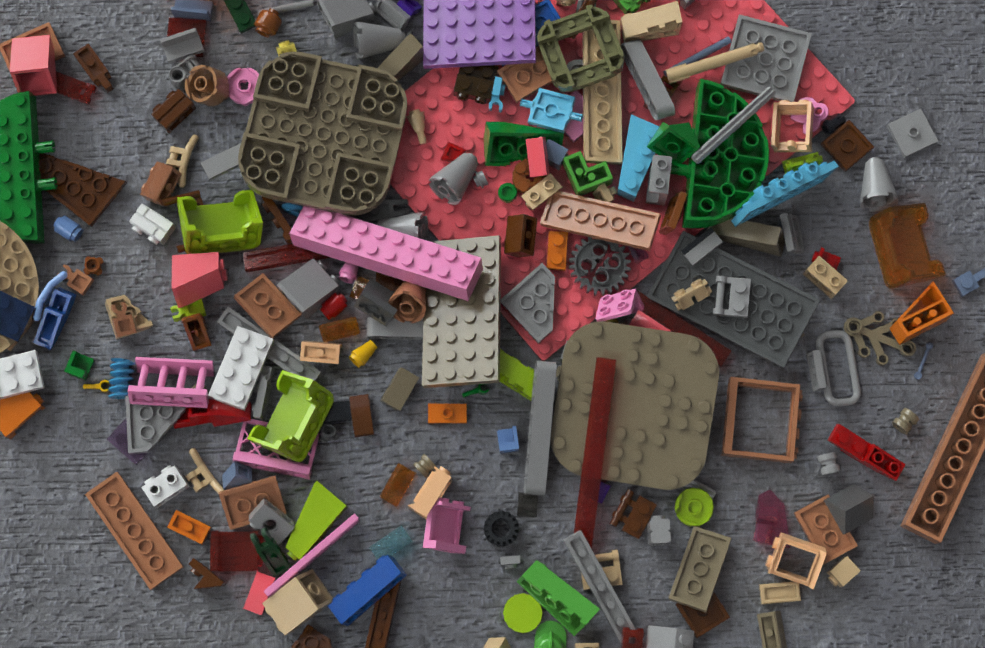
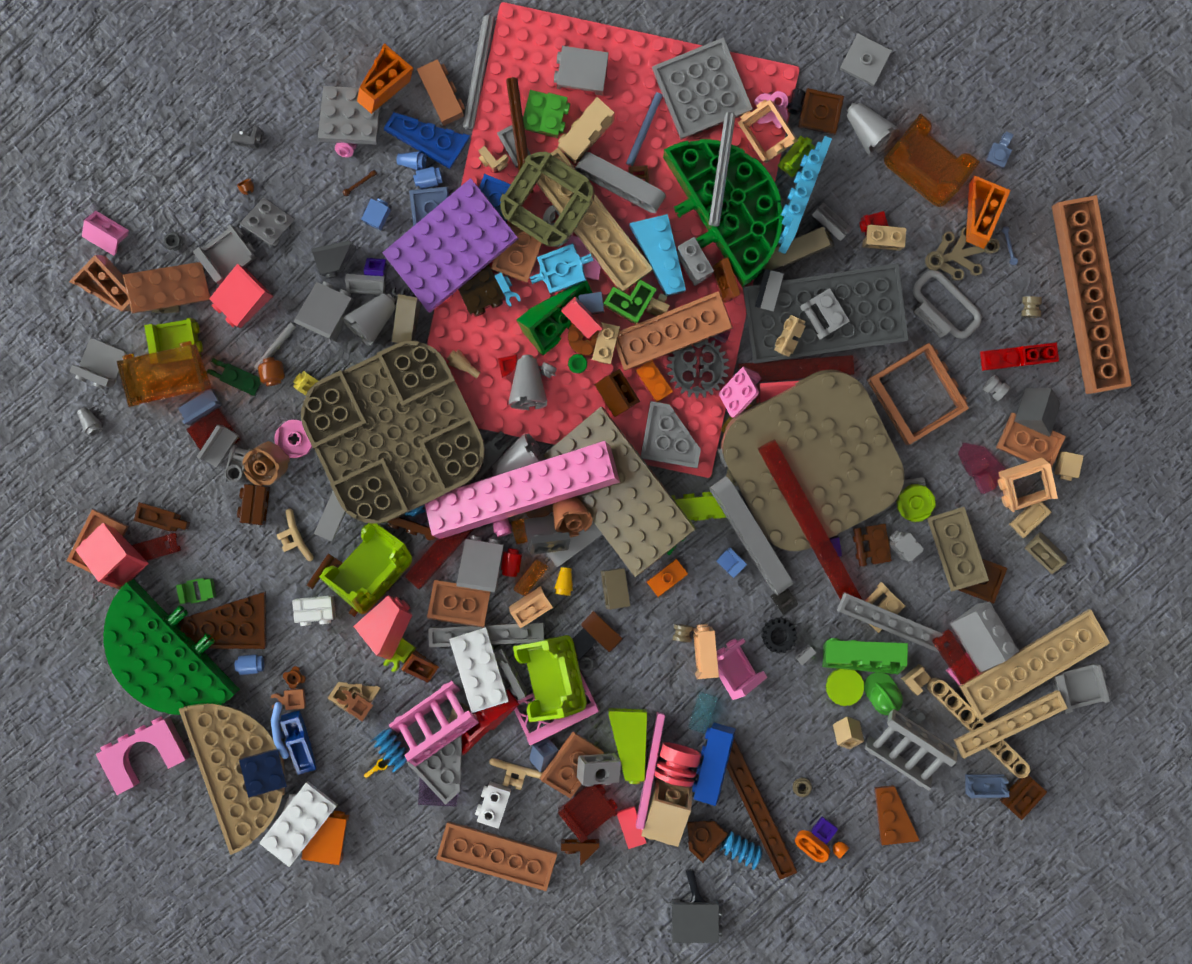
camera: 35 degrees left, 10 degrees up
(66, 139) = (186, 591): none -> bright green piece
(79, 365) = (349, 764): green panel -> none
(160, 183) = (293, 572): nougat brick -> none
(189, 527) = (537, 820): orange plate -> none
(270, 553) = (617, 793): dark green hinge -> none
(337, 567) = (676, 768): none -> coral wheel
(397, 485) = (672, 663): clear orange slope -> none
(674, 141) = (685, 222): green slope -> none
(684, 71) = (645, 150): tan piece -> none

